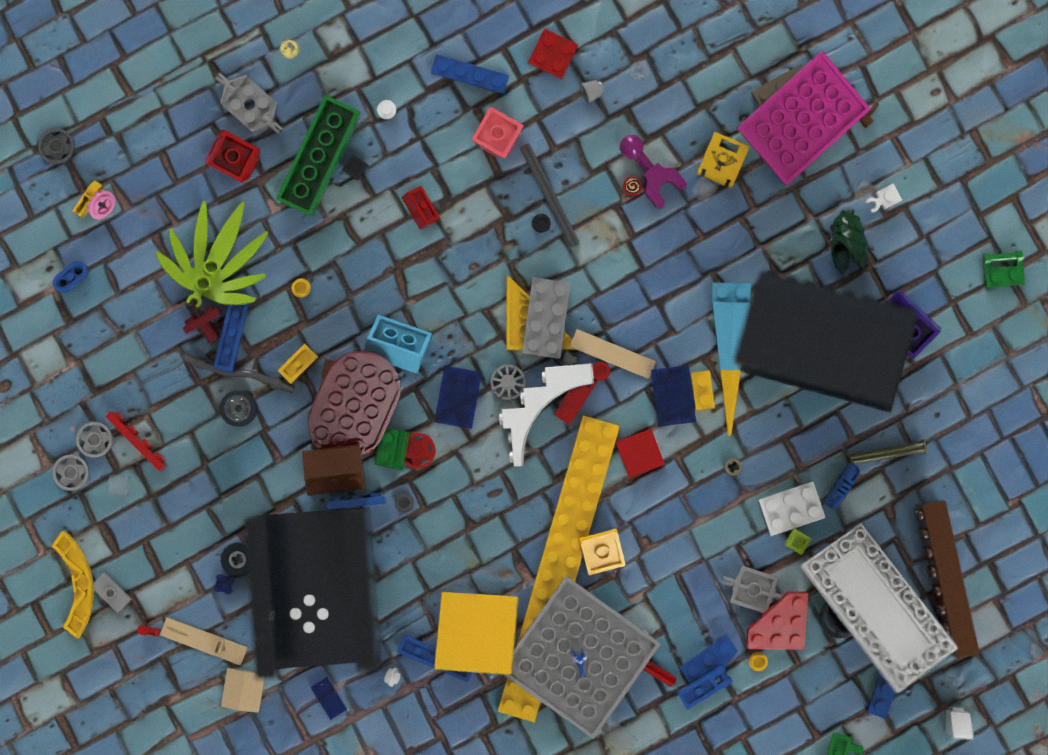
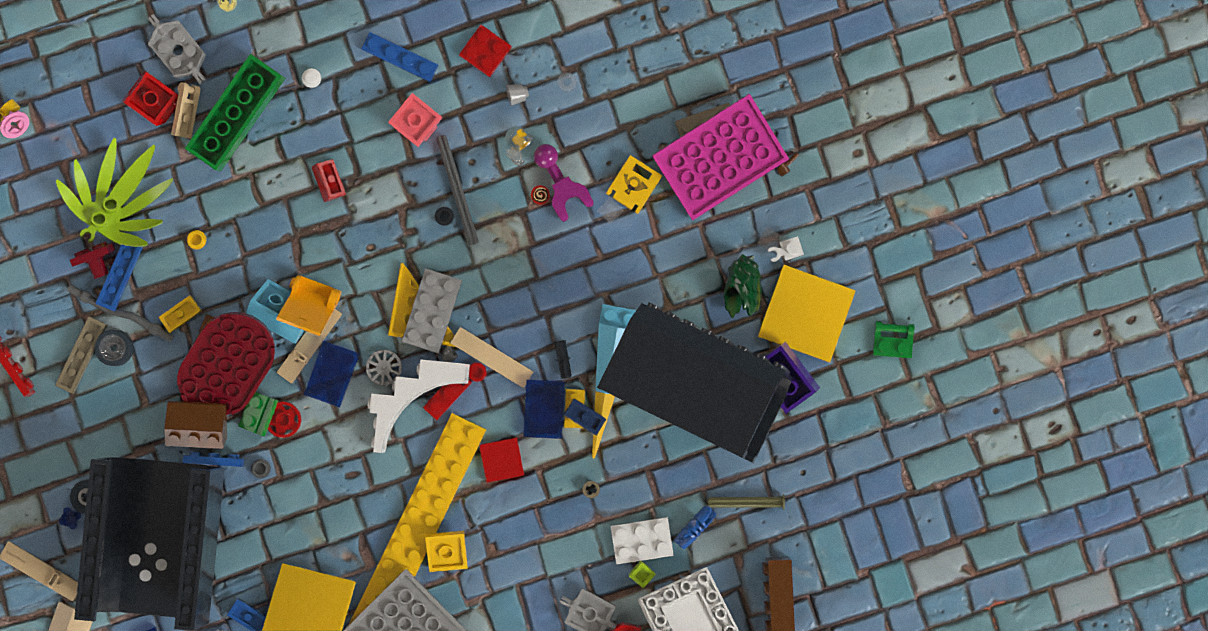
camera: 20 degrees right, 0 degrees up
(206, 421) = (80, 355): none -> dark tan plate
(268, 162) = (185, 110): none -> tan plate
(355, 167) = (270, 130): black plate -> none
(425, 332) = (309, 305): none -> light orange door
(430, 371) = (304, 350): none -> tan piece
(601, 136) = (517, 140): none -> clear piece
(683, 343) = (563, 359): none -> black axle
(715, 396) = (584, 416): none -> dark blue plate
(914, 257) = (806, 313): none -> yellow tile

